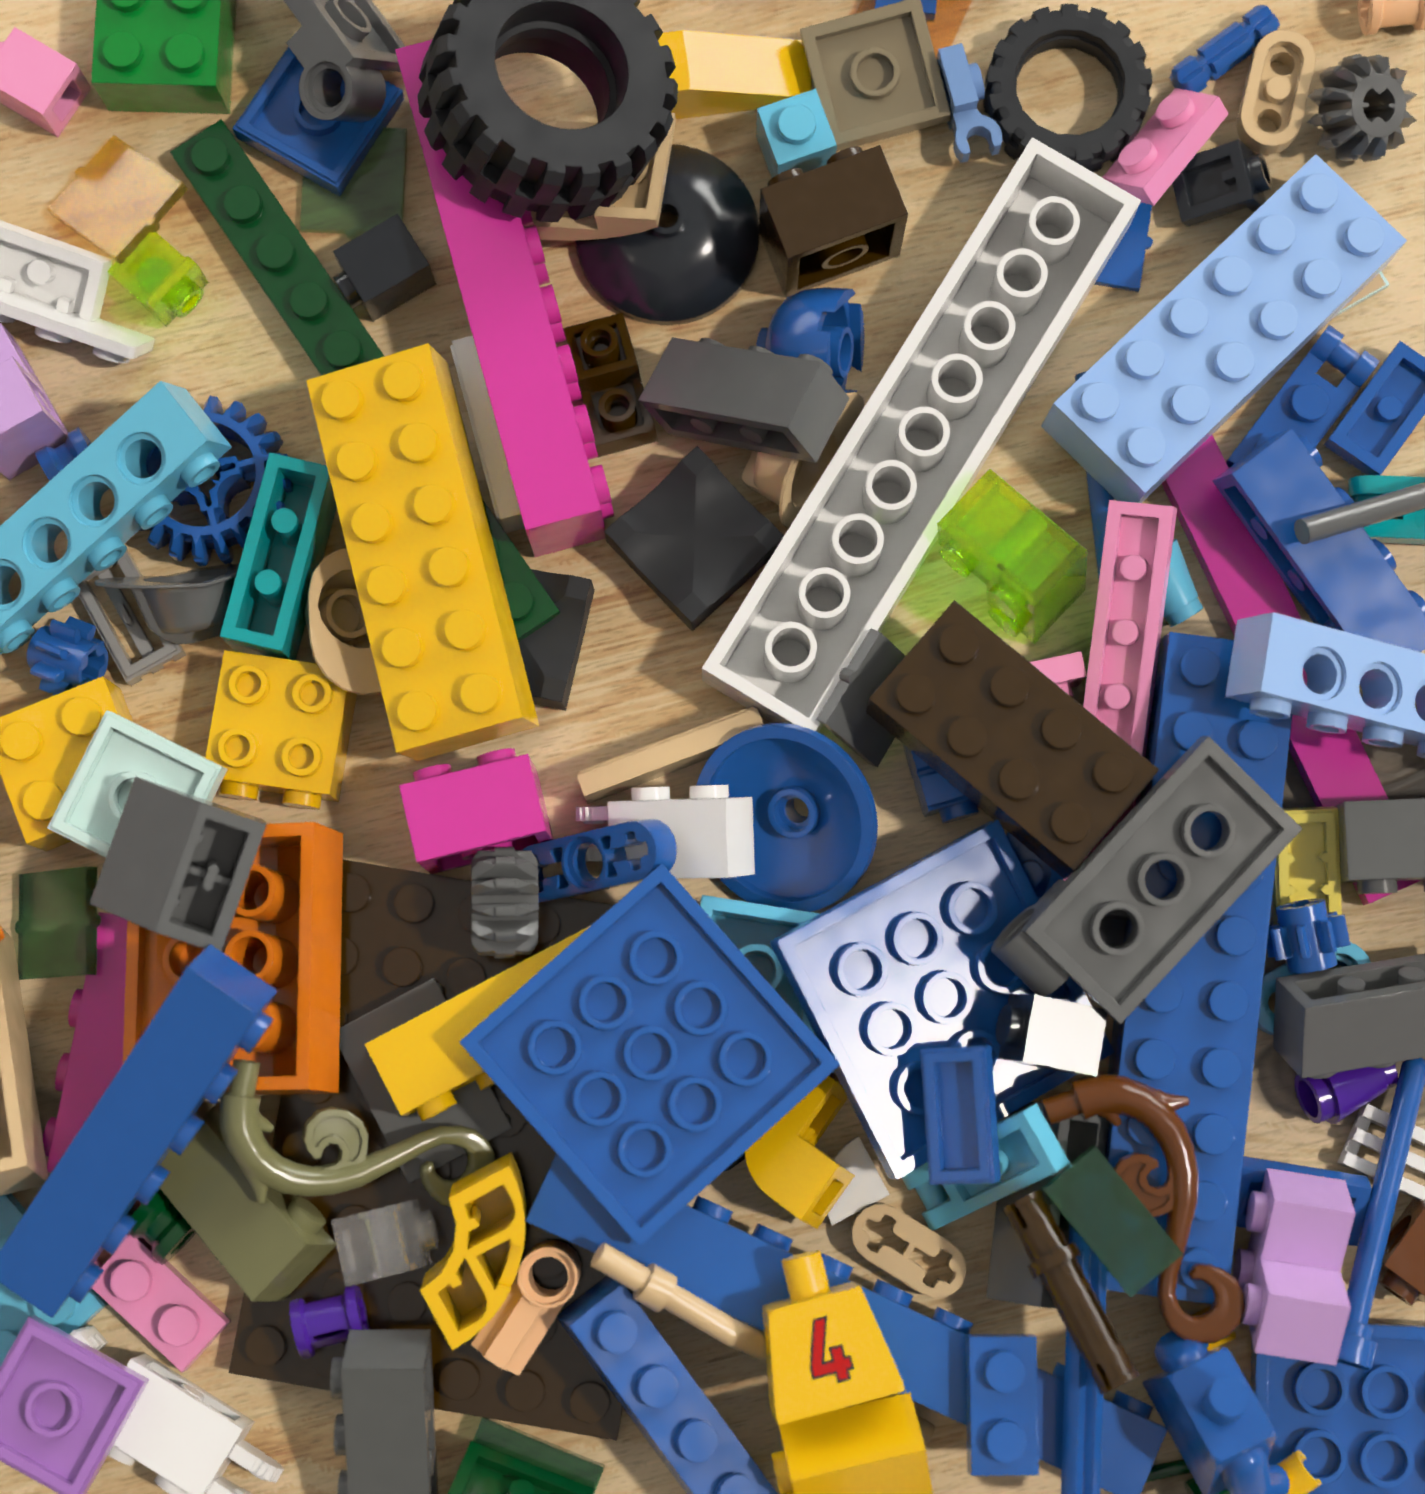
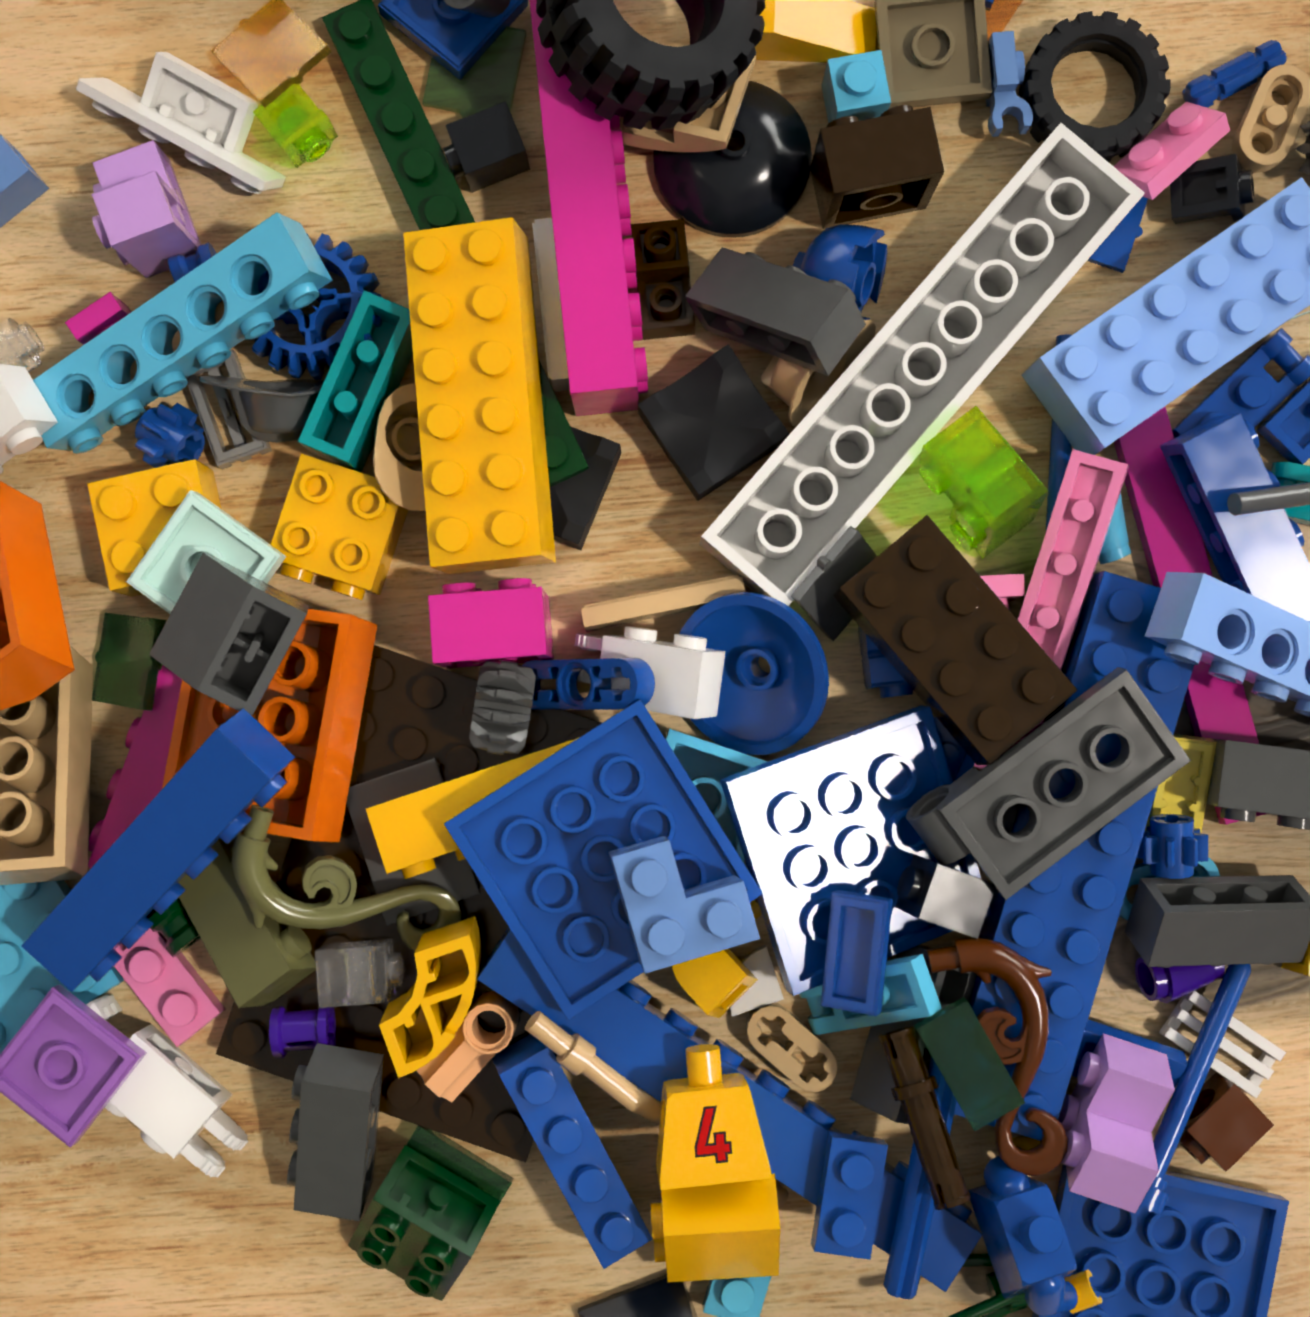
camera: 10 degrees right, 5 degrees up
(737, 1108) = (673, 922): none -> medium blue brick

